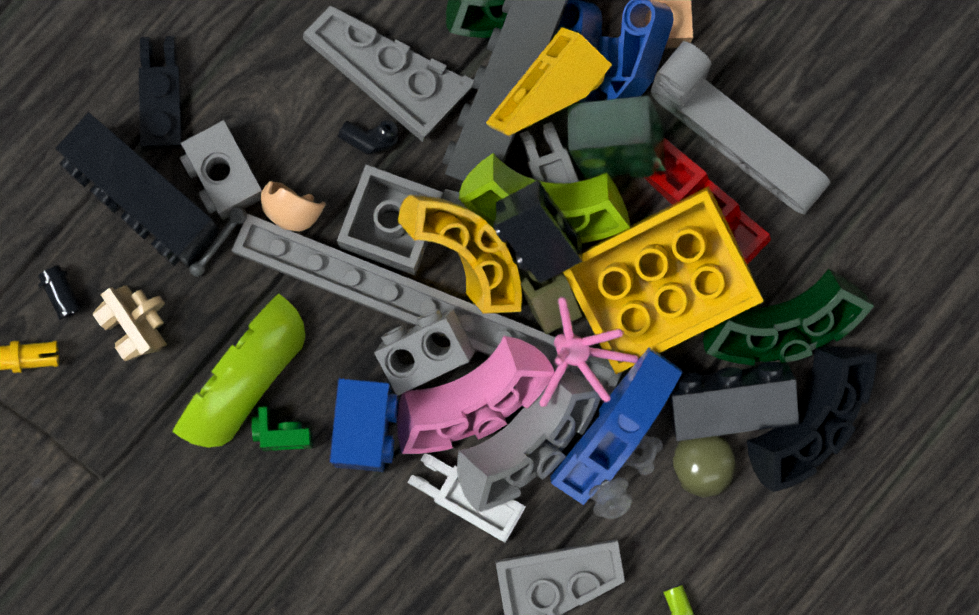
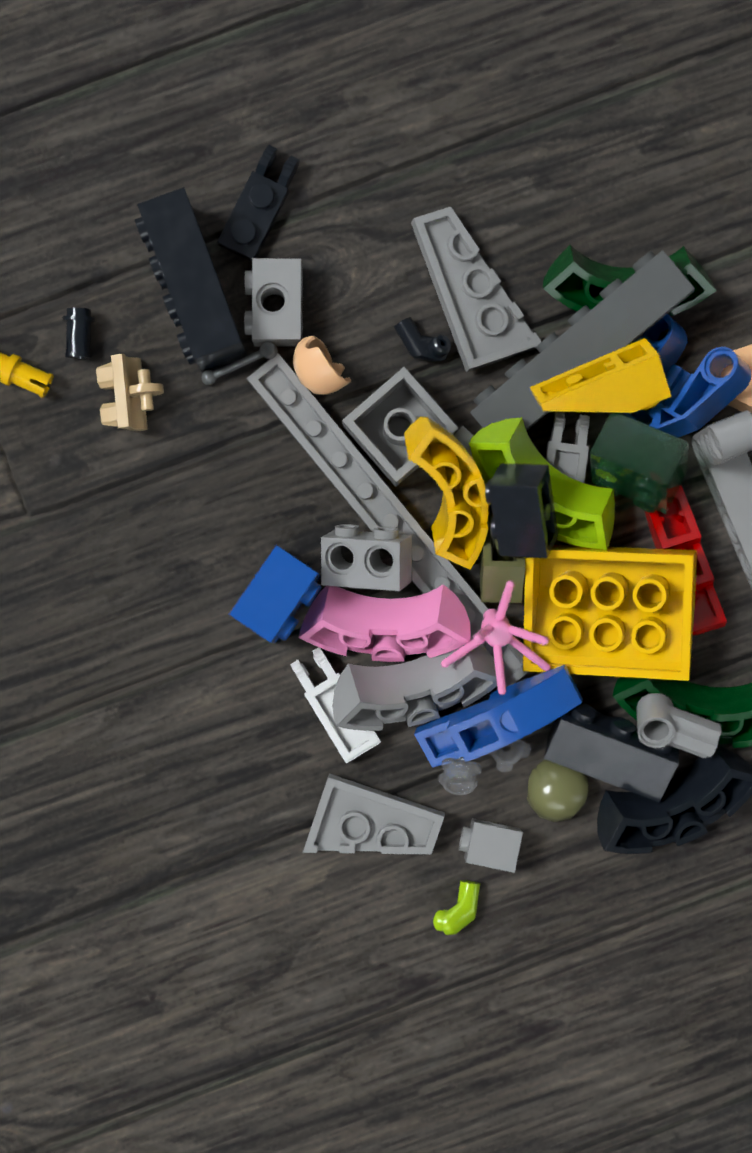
camera: 30 degrees right, 5 degrees up
(243, 376) = (198, 494): lime brick -> none
(287, 437) = (207, 568): green bracket -> none
(672, 544) = (491, 845): none -> light grey brick
(777, 349) = (675, 727): none -> light grey piece

